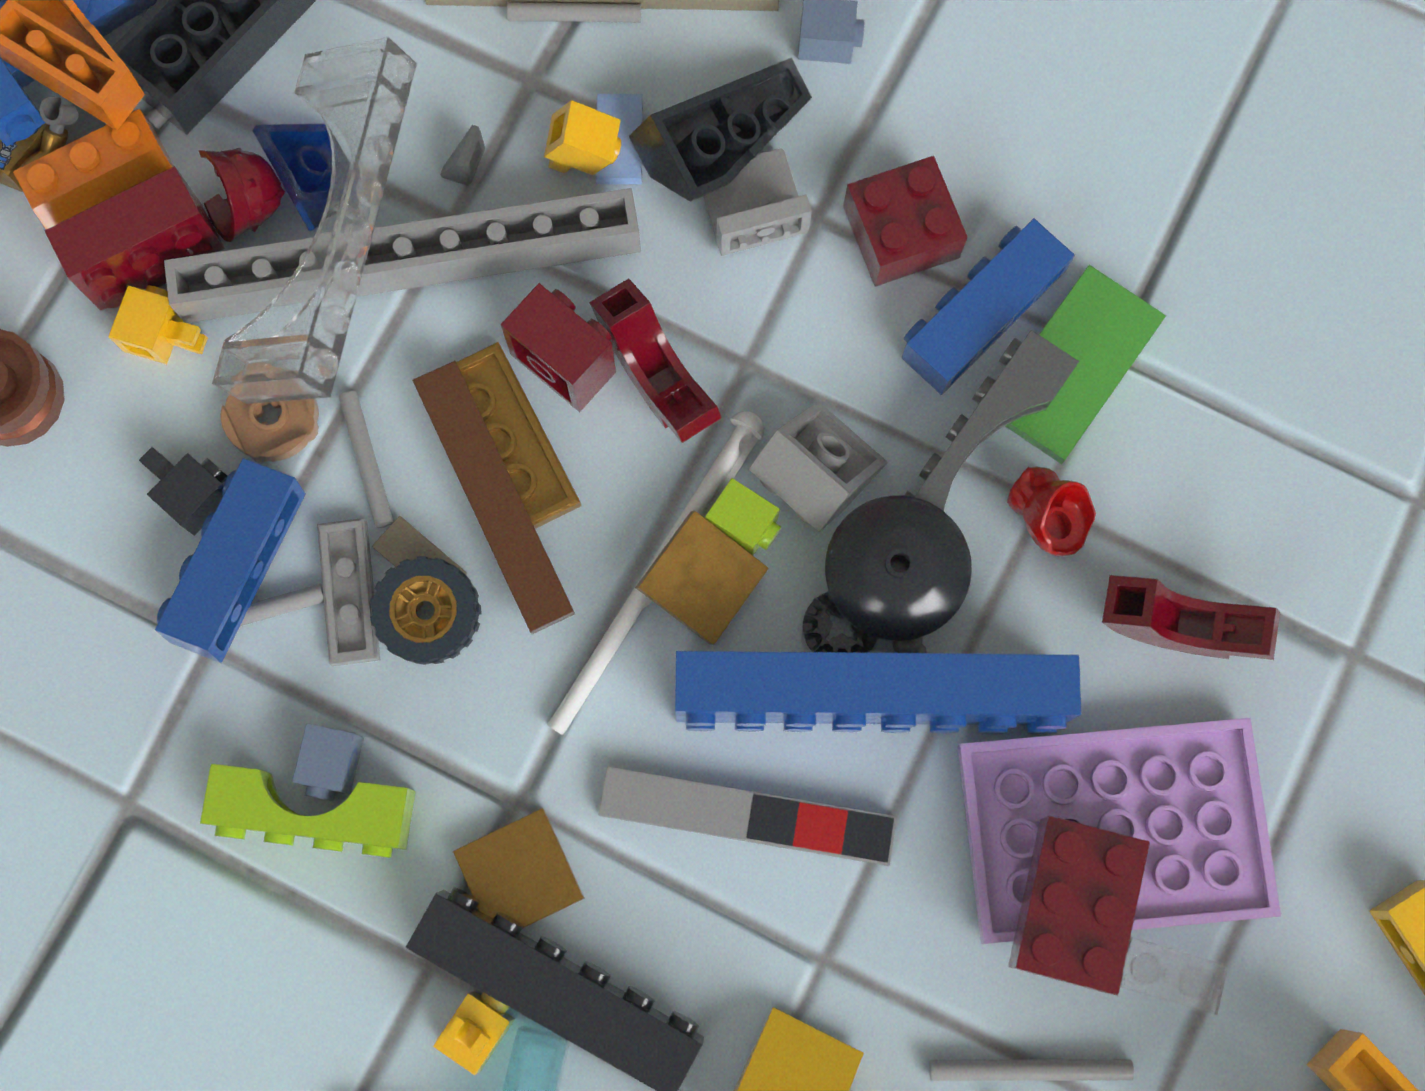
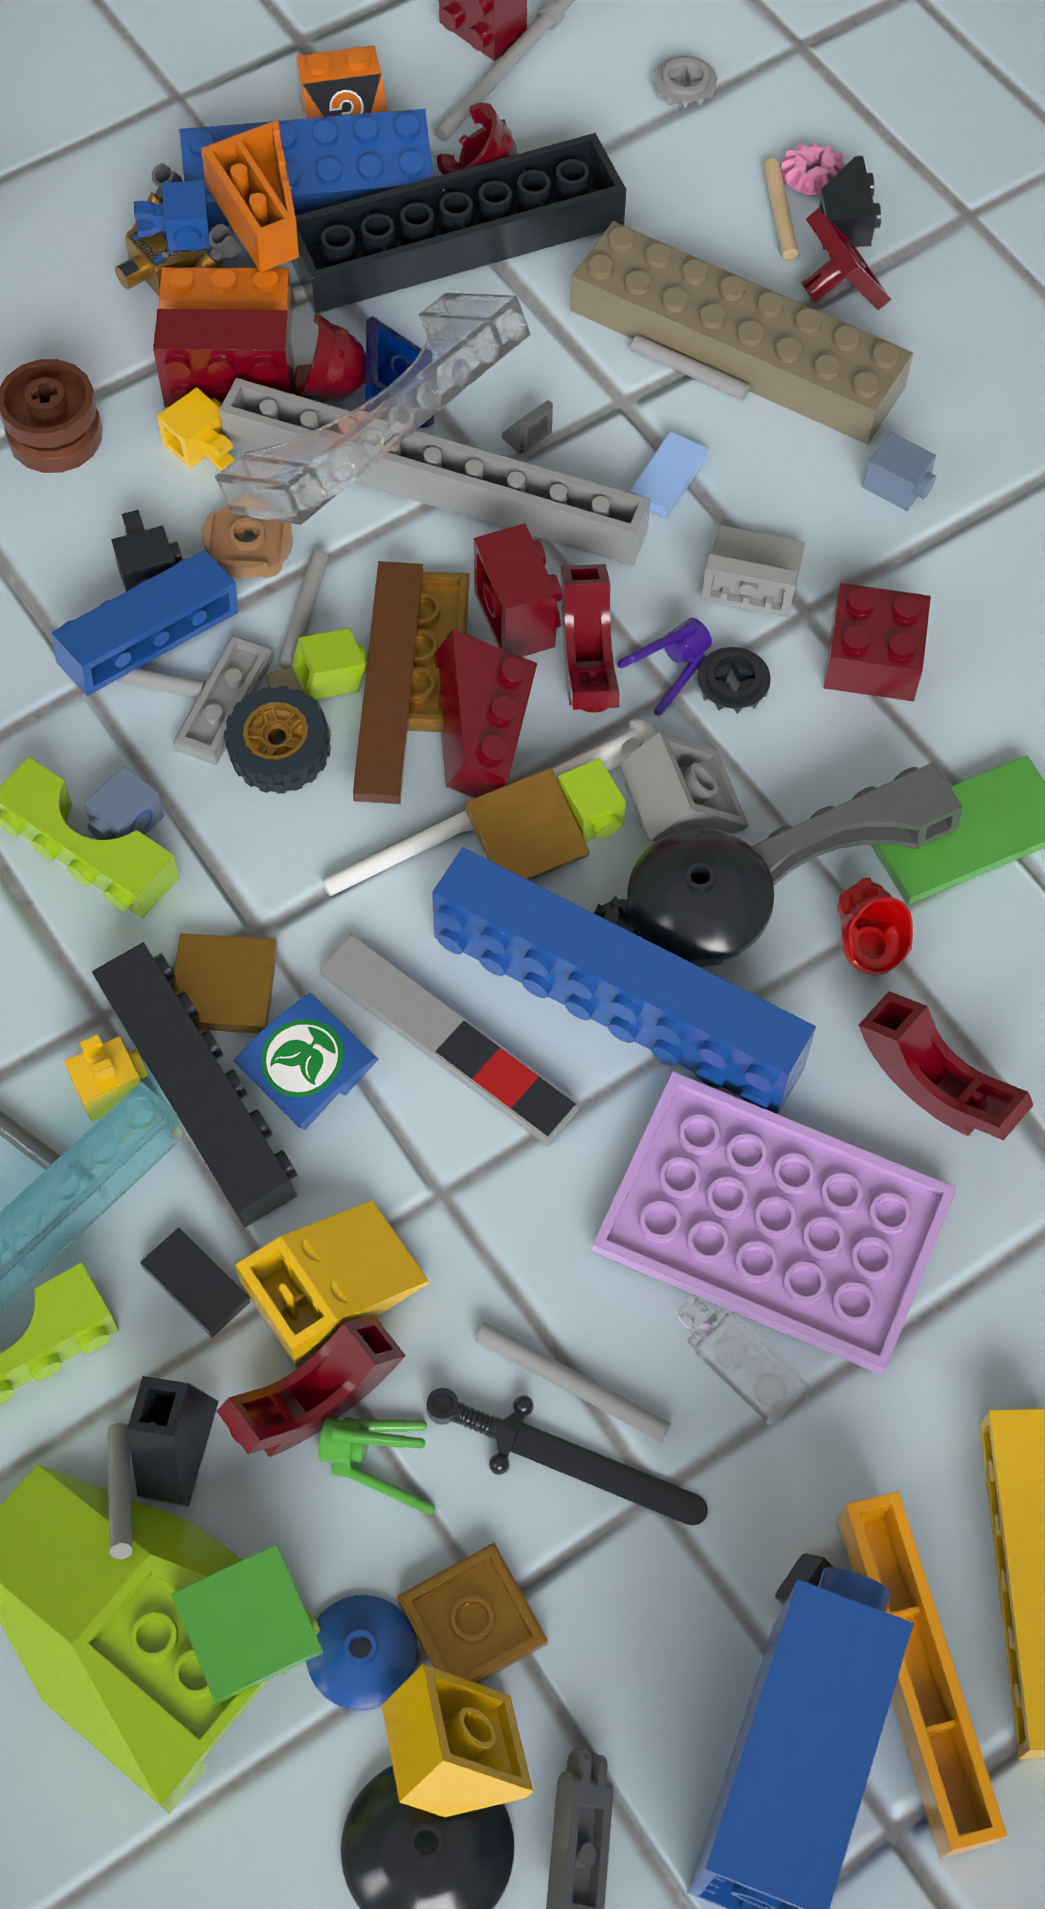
camera: 30 degrees right, 15 degrees down
(428, 509) = (329, 664): none -> lime brick
(582, 139) = (633, 450): yellow brick -> none
(601, 486) = (482, 710): none -> dark red wedge
(638, 909) = (305, 1060): none -> slope
(716, 134) = (757, 498): black wedge -> none
(732, 313) = (681, 644): none -> dark purple plant
(799, 304) = (749, 671): none -> black gear
(986, 306) = (943, 731): blue brick -> none
(1079, 905) = (694, 1243): dark red brick -> none

